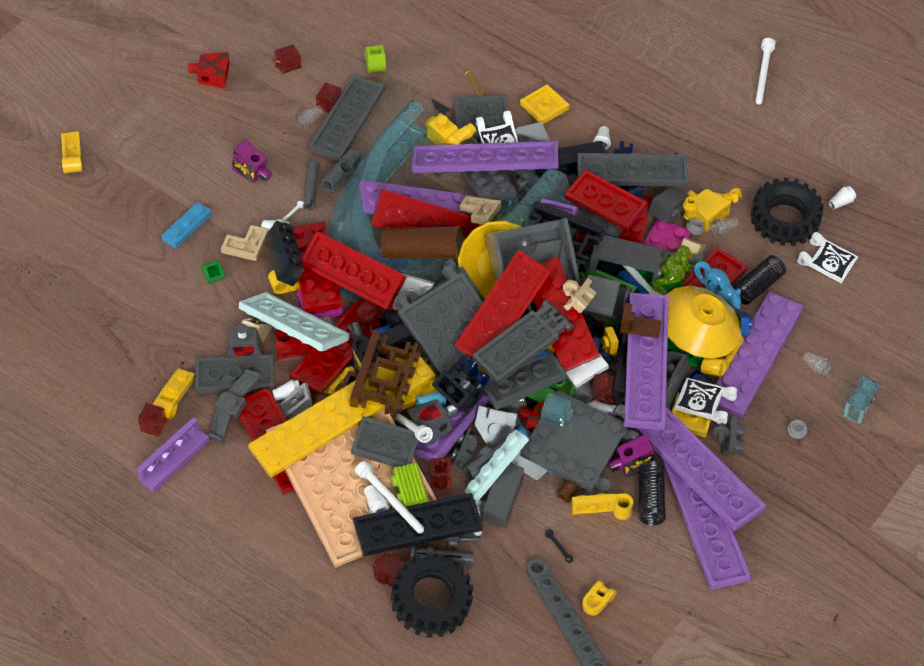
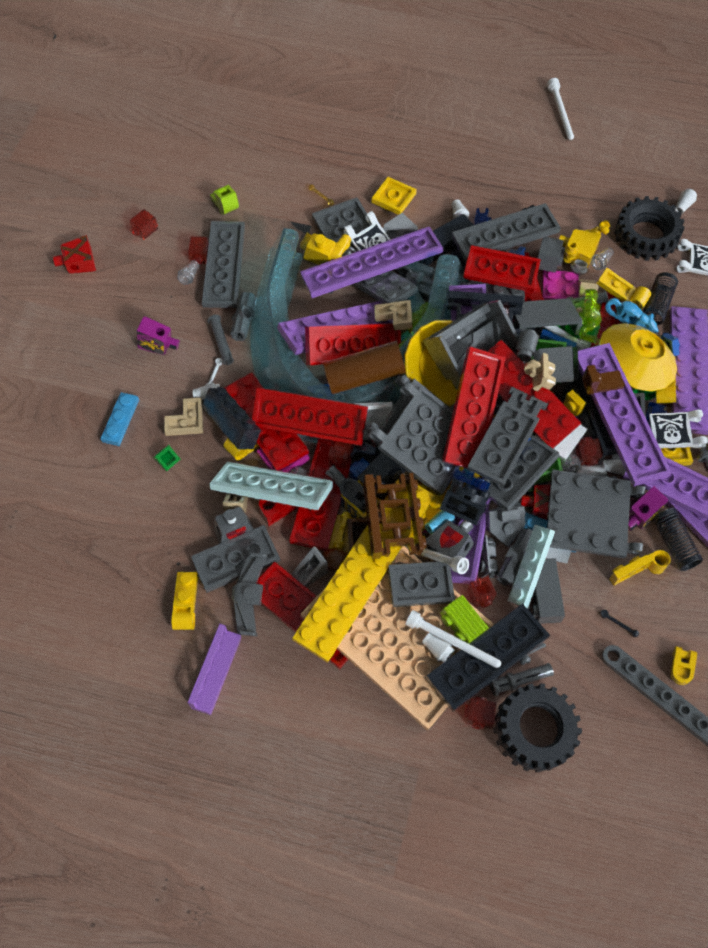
camera: 20 degrees left, 10 degrees up
(152, 419) = (177, 638): clear red brick -> none
(285, 390) = (294, 557): white cone -> none
(556, 409) = (565, 491): clear light blue brick -> none
(567, 491) = (600, 564): reddish brown hose -> none
(578, 267) = (526, 344): none -> dark grey brick
(722, 257) = (622, 289): none -> yellow plate

